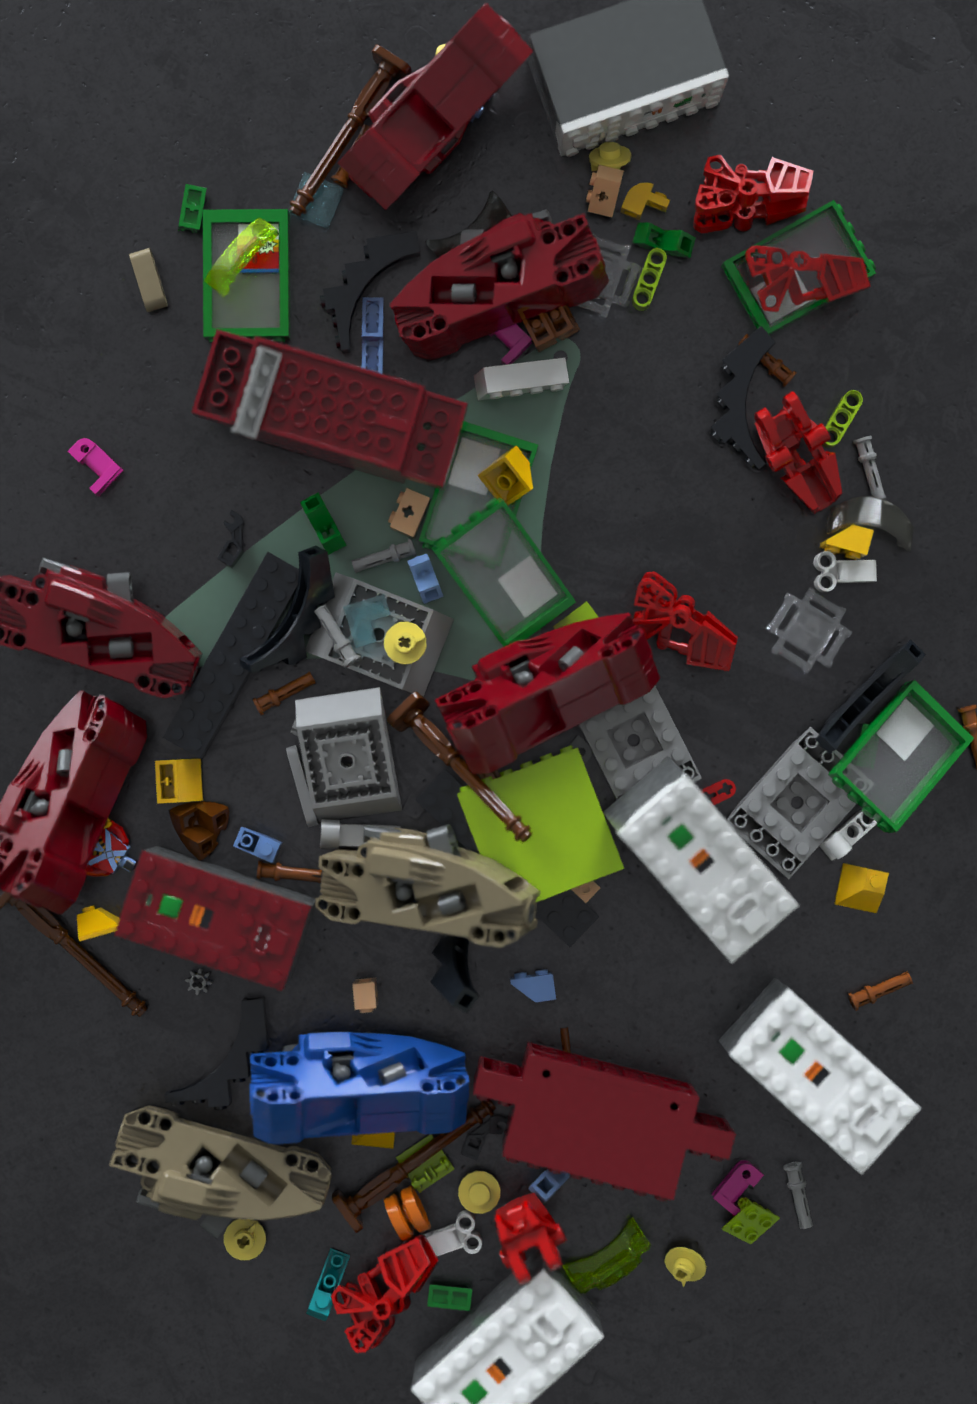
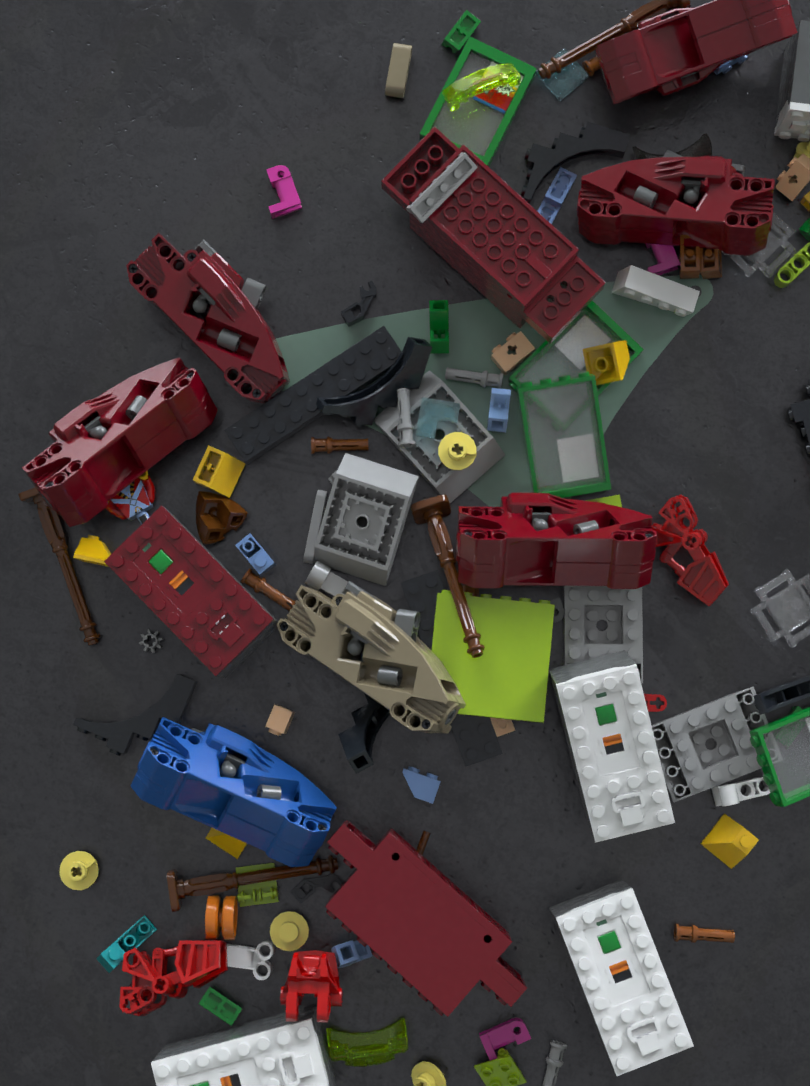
camera: 35 degrees right, 5 degrees down
(249, 1183) = (104, 823): dark tan piece -> none

